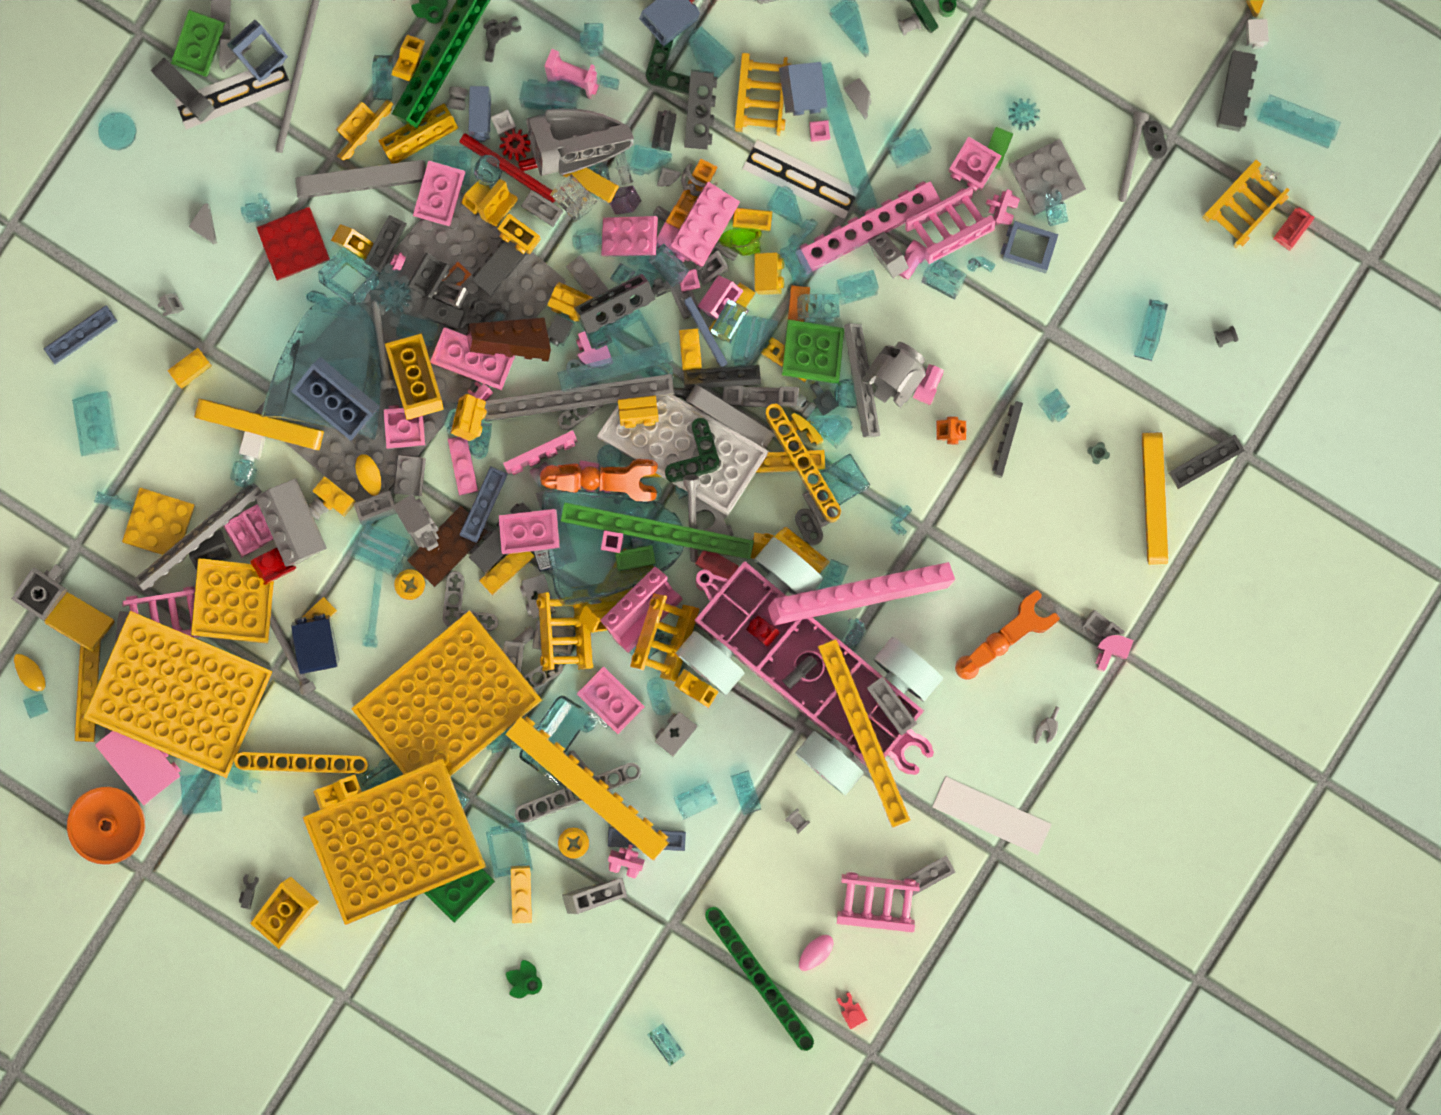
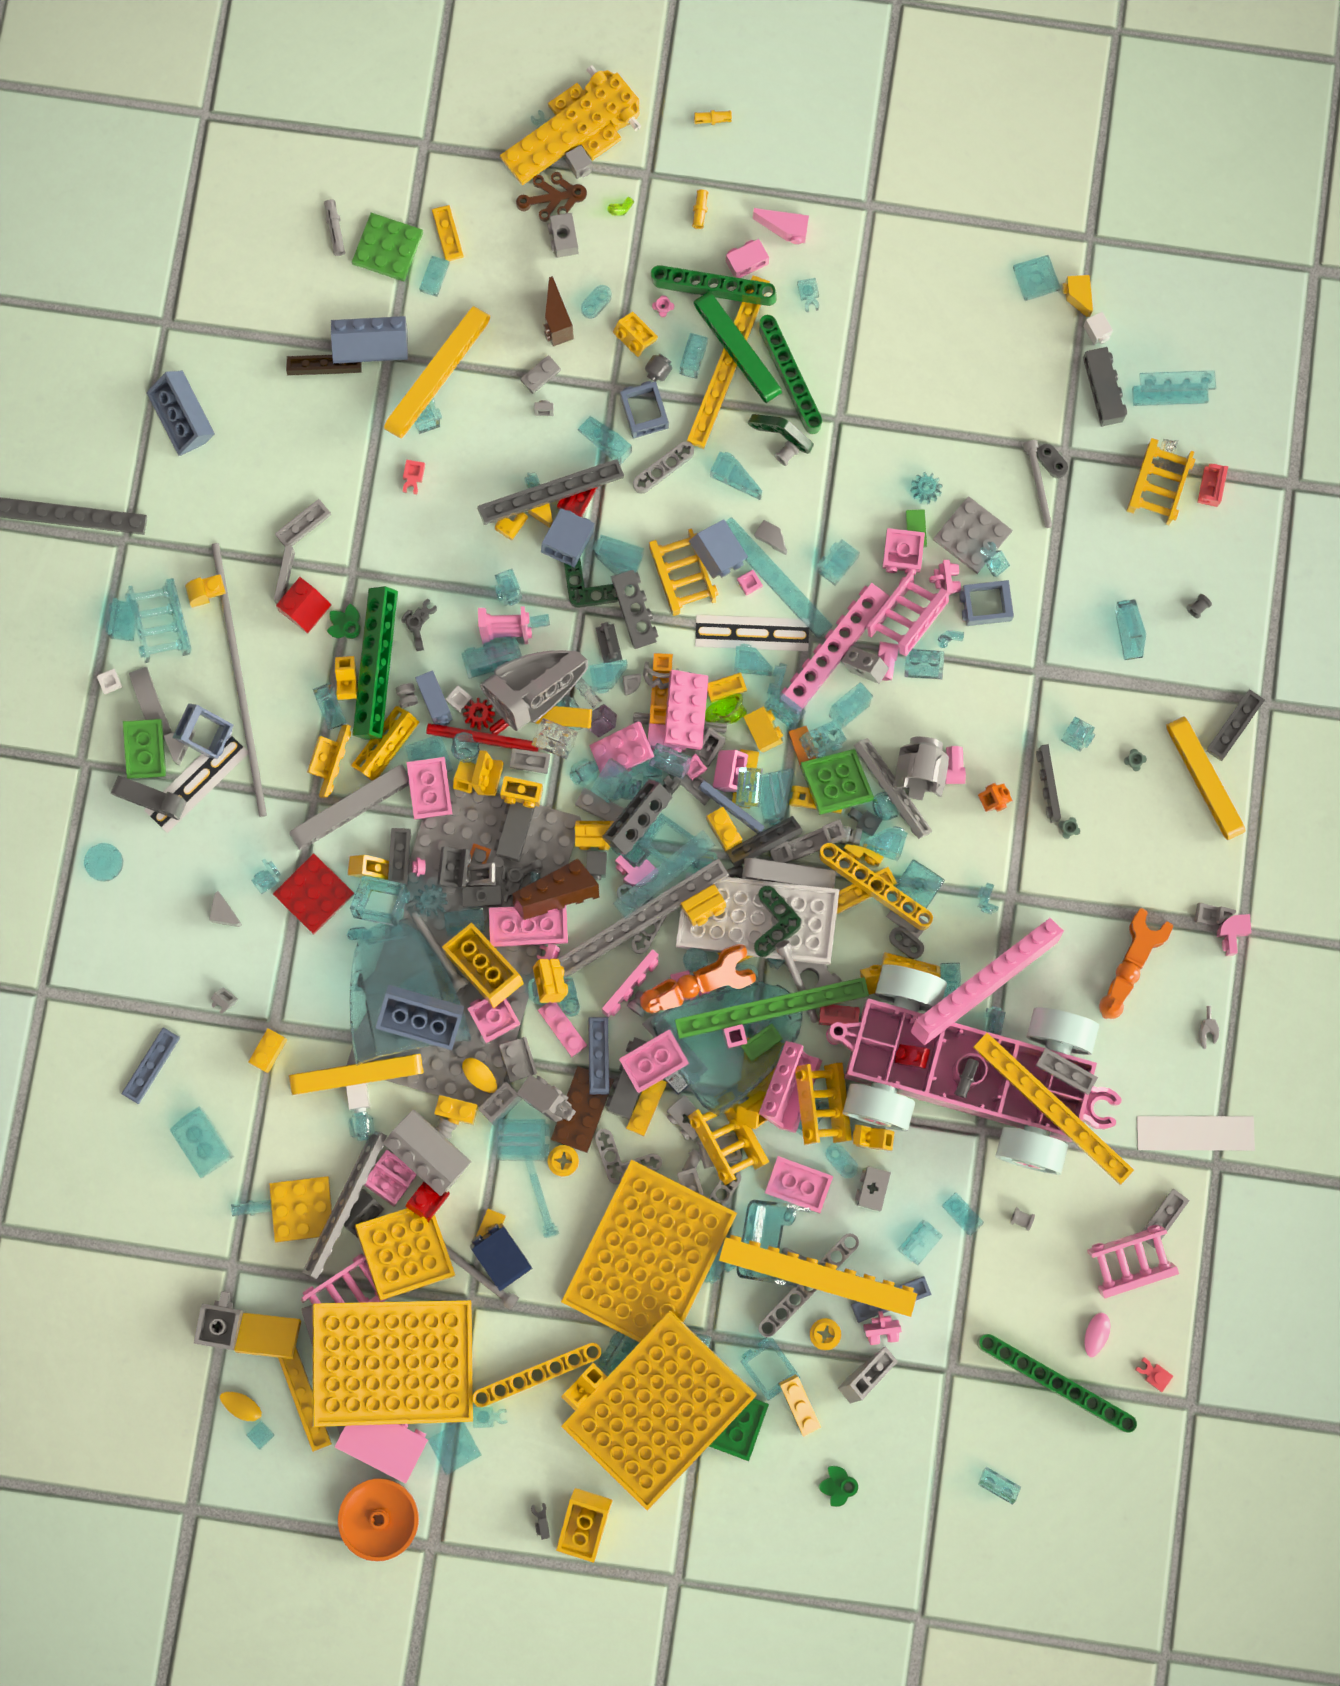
camera: 30 degrees left, 5 degrees down
(607, 260) = (611, 781): none -> clear light blue bracket
(1007, 483) = (1064, 827): none -> sand green plate

